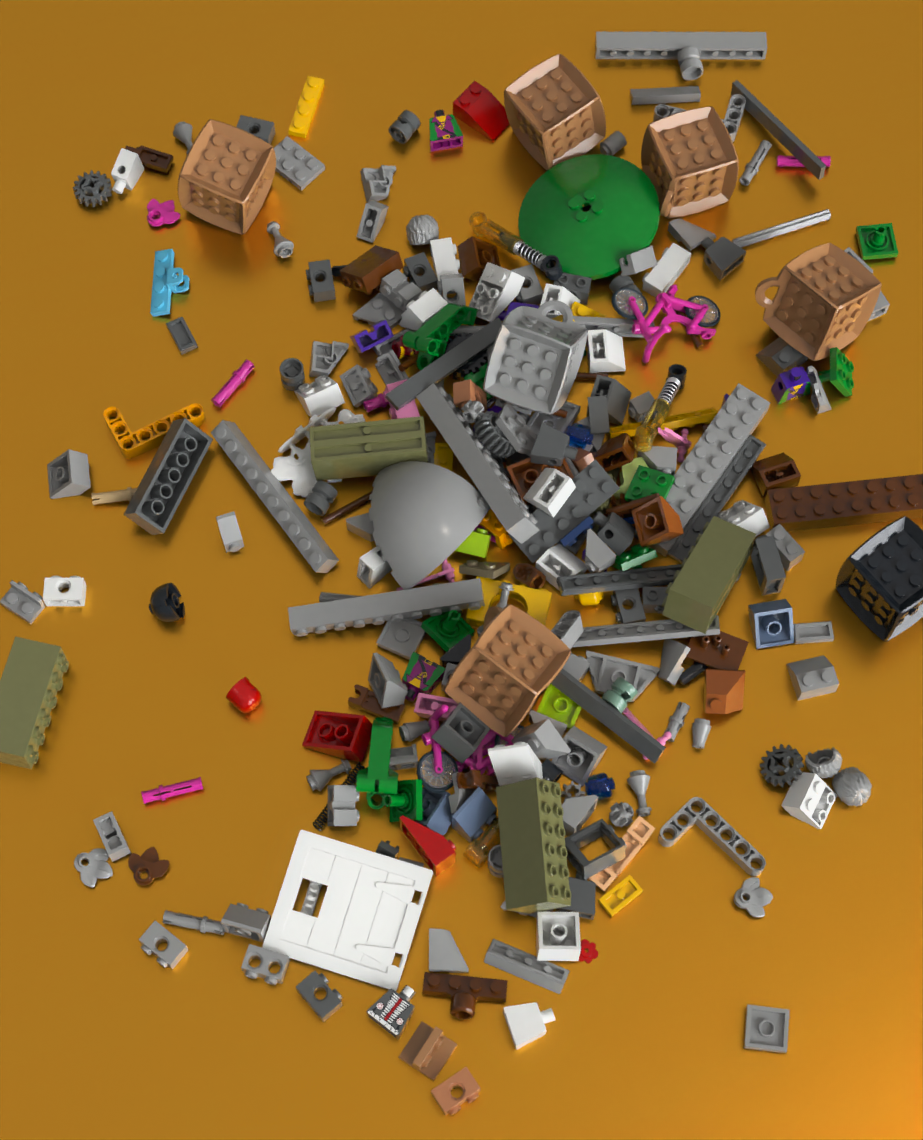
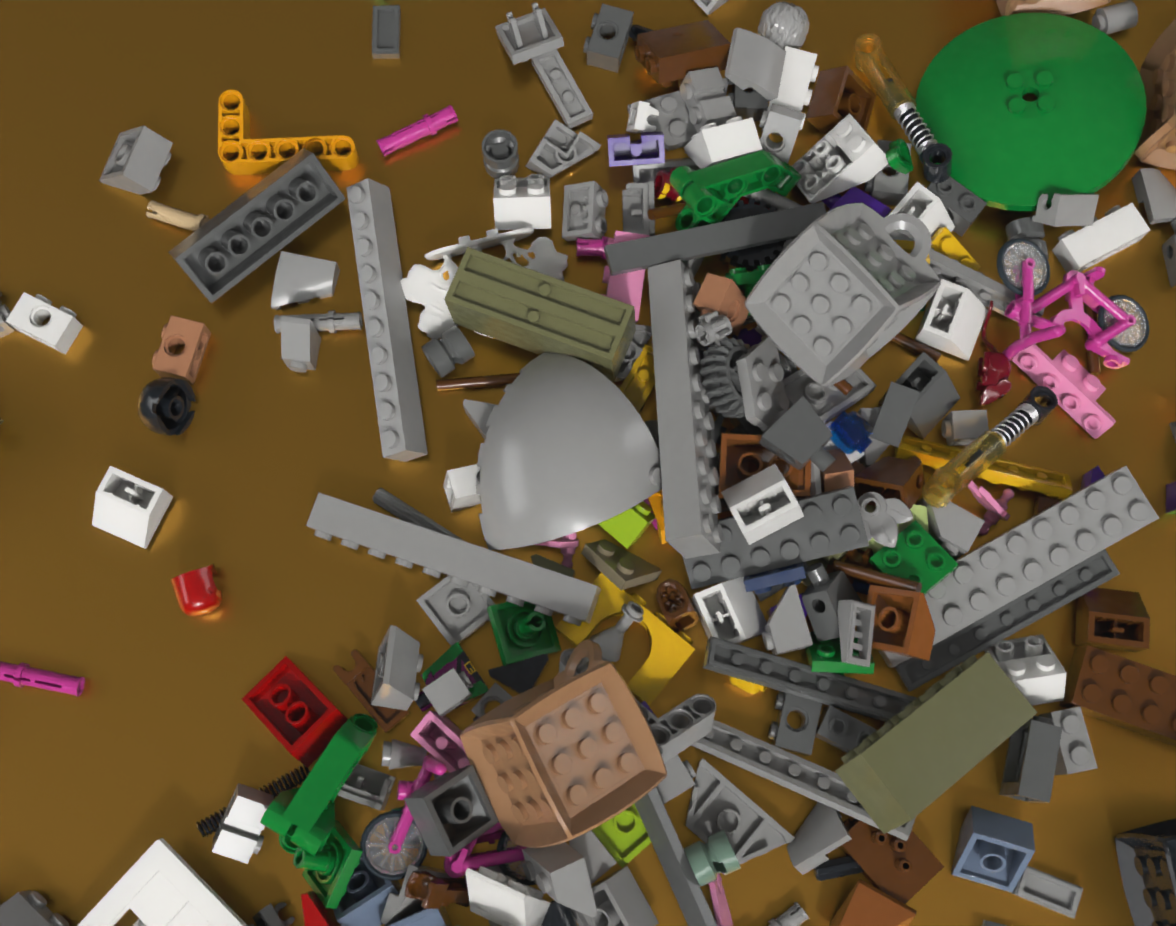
camera: 25 degrees right, 10 degrees up
(154, 559) = (186, 364): none -> nougat brick
(177, 669) = (129, 507): none -> white slope
(210, 497) = (302, 279): none -> light grey slope
(241, 514) = (328, 322): none -> light grey pin
(272, 299) = (529, 35): none -> light grey plate
(307, 321) = (562, 88): none -> light grey plate
(319, 778) = (238, 761): light grey piece -> none
(363, 317) = (638, 117): none -> white tile
(418, 257) = (755, 63): none -> light grey slope
(424, 676) = (448, 691): none -> light grey brick
(529, 273) = (899, 156): none -> green tile
(621, 473) = (884, 520): none -> light grey plate
(633, 532) = (859, 614): none -> light grey slope
(641, 369) = (992, 370): none -> dark red animal
(691, 357) = (1072, 385): none -> bright pink bracket

